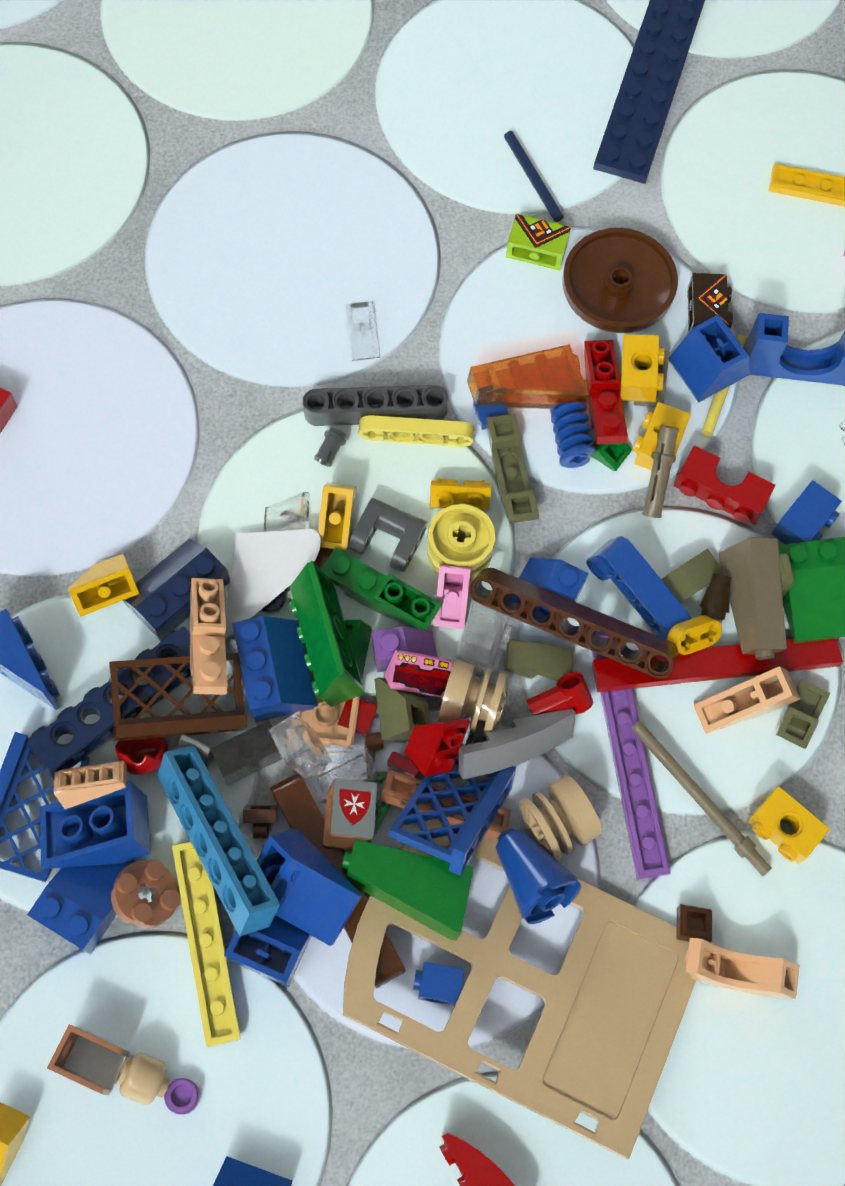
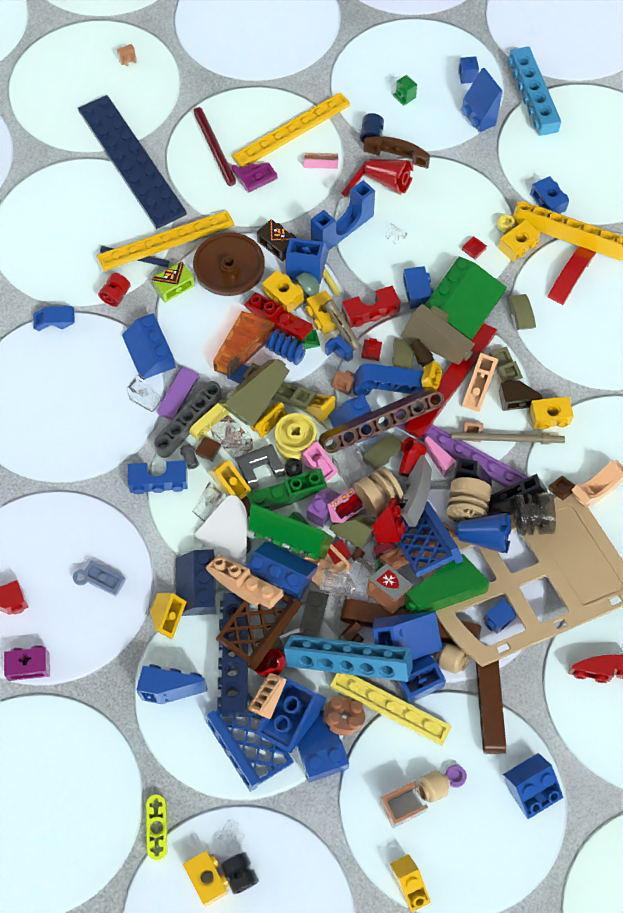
camera: 45 degrees left, 5 degrees down
(93, 477) = (101, 578): none -> sand blue hinge
(287, 452) = (174, 478): none -> blue arch
(303, 1073) = (491, 708): none -> reddish brown beam
(329, 968) = (452, 659): none -> tan head
(360, 459) = (208, 449): none -> reddish brown tile
(372, 159) = (55, 315): none -> blue slope
(396, 472) = (232, 437): none -> clear brick
(401, 367) = (178, 393): none -> medium lavender tile
(422, 565) = (289, 463): none -> black bush
(429, 287) = (148, 347): none -> blue slope
(465, 189) = (114, 289): none -> red wheel
(473, 448) = (254, 393): none -> olive slope
(531, 538) = (321, 406): none -> yellow slope
(585, 189) = (165, 240): none -> yellow tile
(590, 537) = (343, 381): none -> nougat tile
(592, 741) = (440, 457): none -> bright pink slope
(605, 792) = (471, 469): none -> black slope
(612, 916) = (537, 513): none -> clear smoke wheel
(629, 879) = (504, 500): none -> black slope
(632, 492) = (341, 348): none -> blue bracket
(667, 535) = (371, 349): none -> red tile
(675, 742) = (472, 427): none -> nougat slope
(679, 388) = (308, 283): none -> sand green hair
(766, 136) = (214, 146): none -> dark red axle
(771, 761) = (516, 395): none -> dark brown slope
(772, 210) = (255, 175): none -> magenta wing

